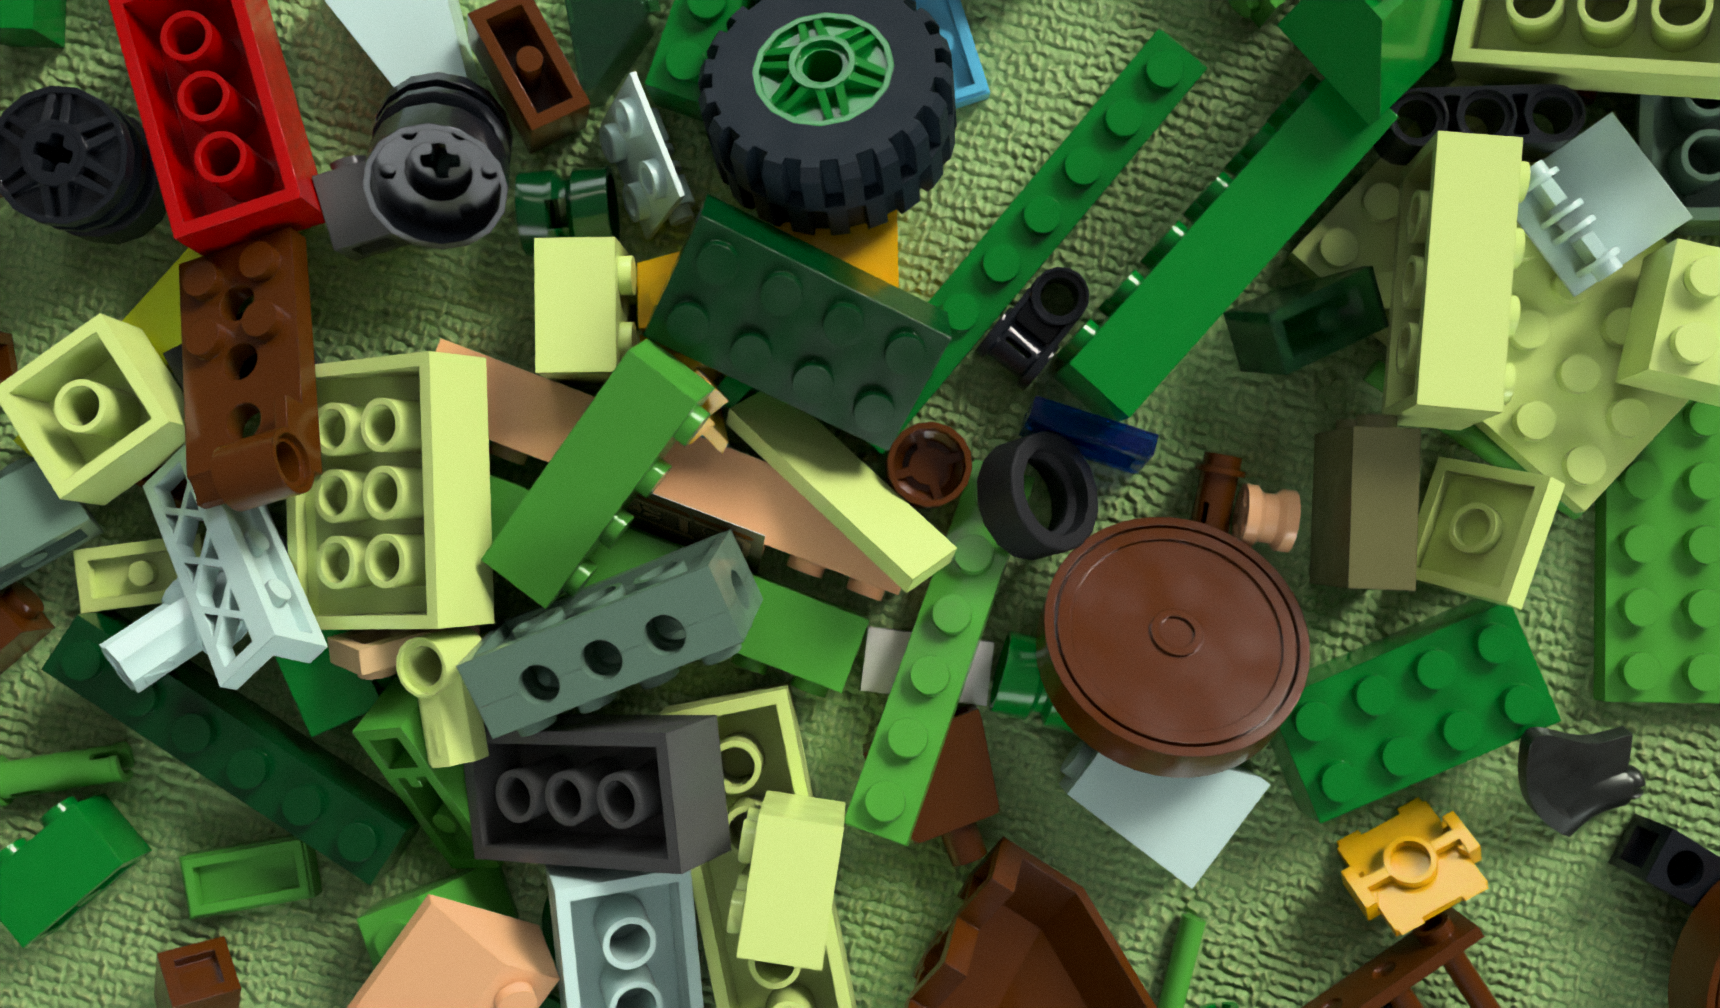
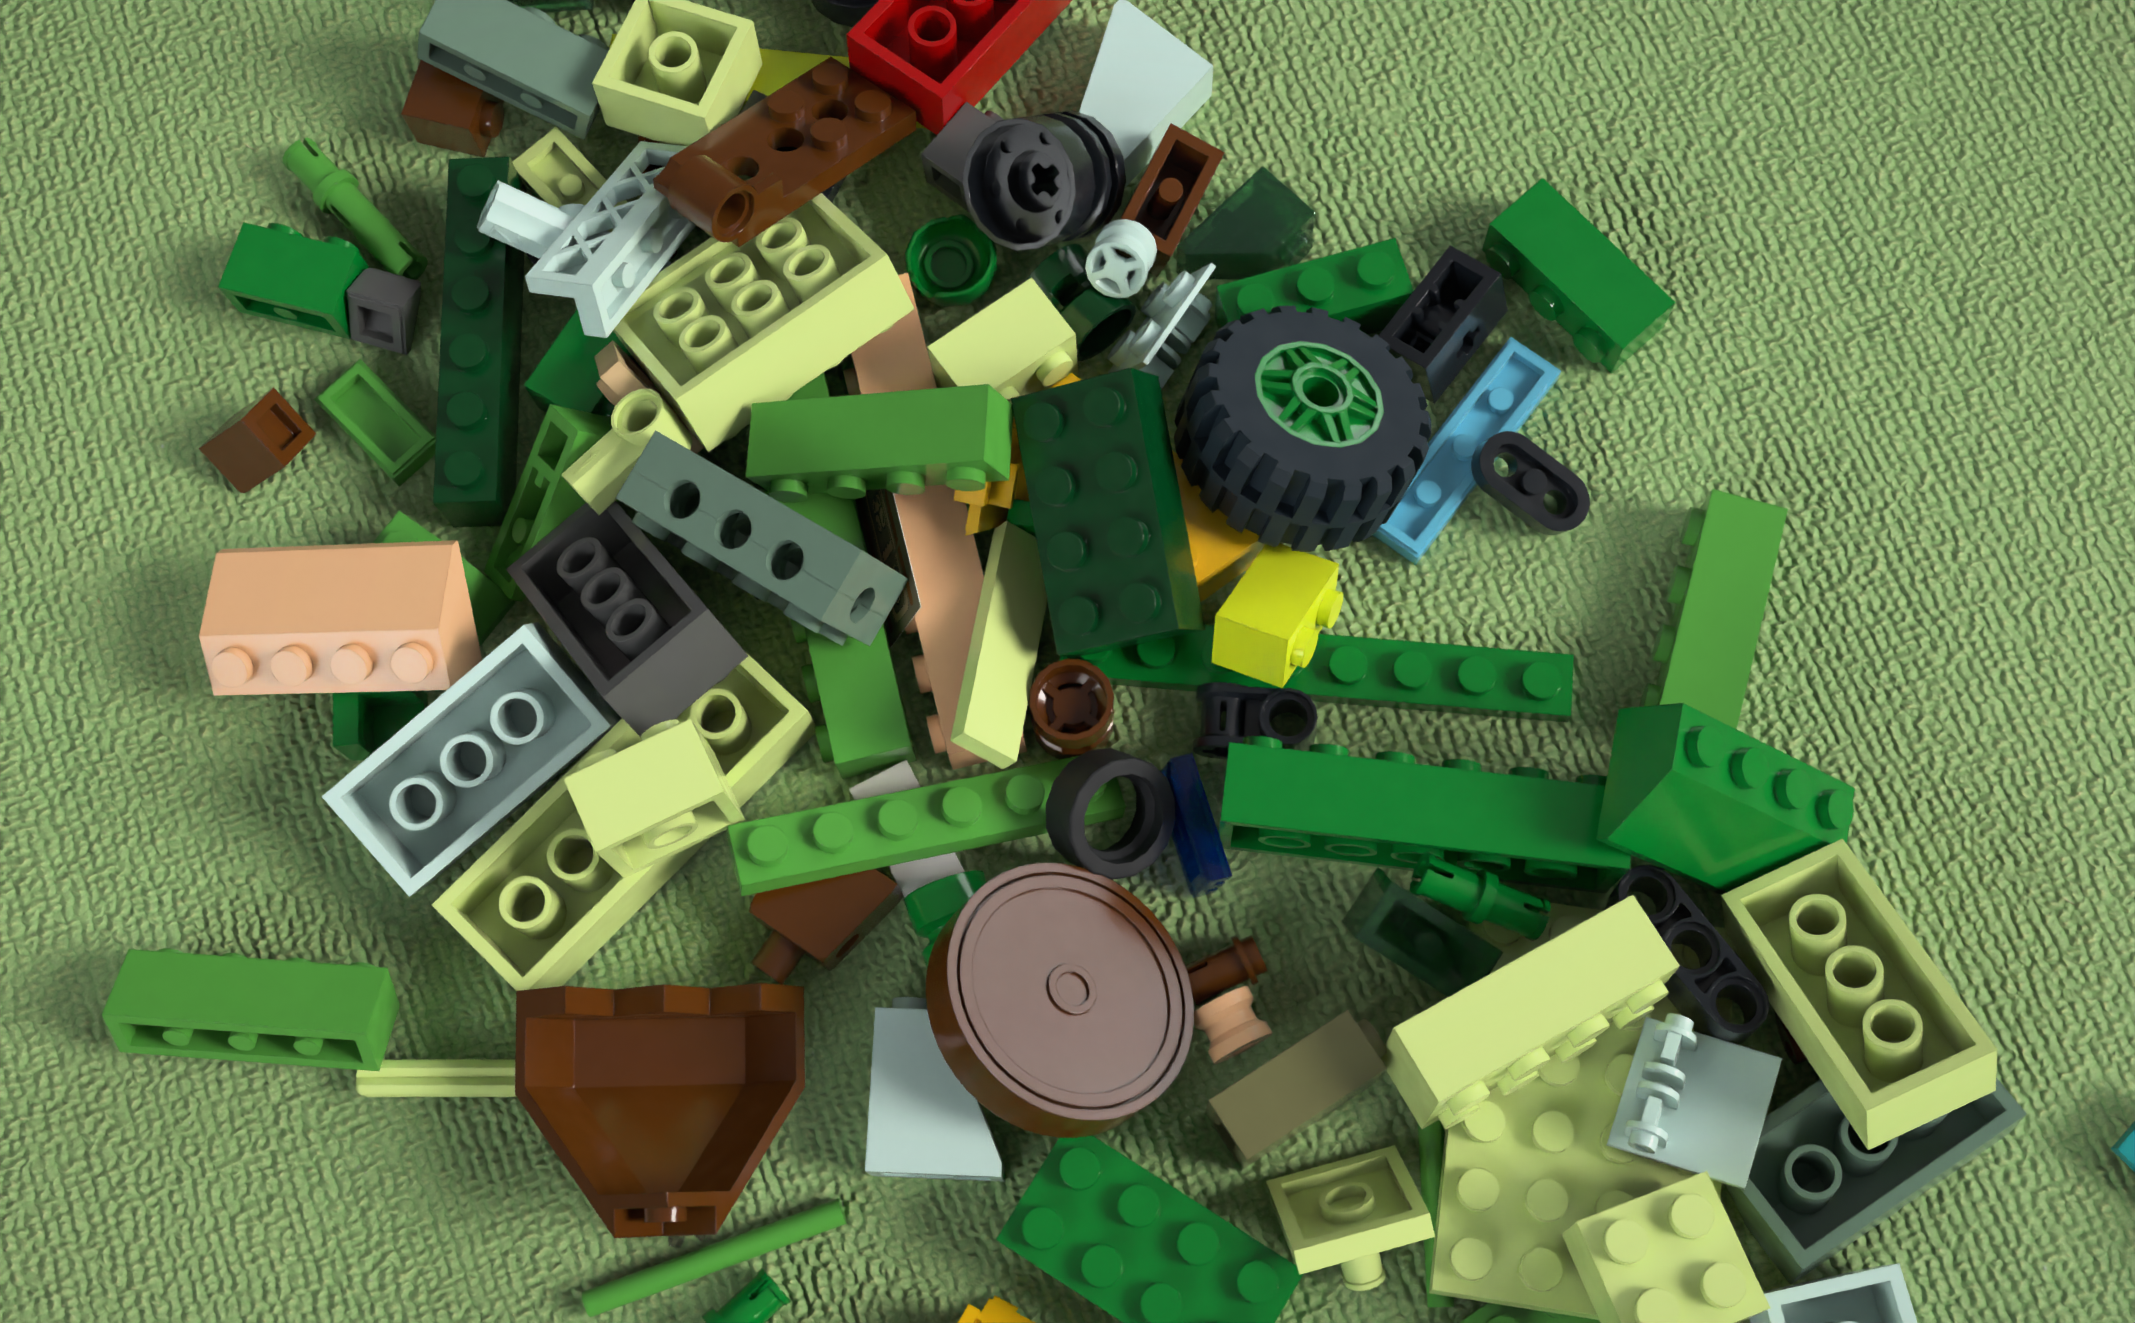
camera: 65 degrees right, 15 degrees down
(145, 808) = (384, 309): none -> dark grey slope
(451, 292) = (951, 261): none -> green hair
(564, 163) = (1113, 273): none -> light aqua wheel
(968, 245) = (1276, 614): none -> neon yellow brick
(1318, 251) = (1480, 896): none -> green pin

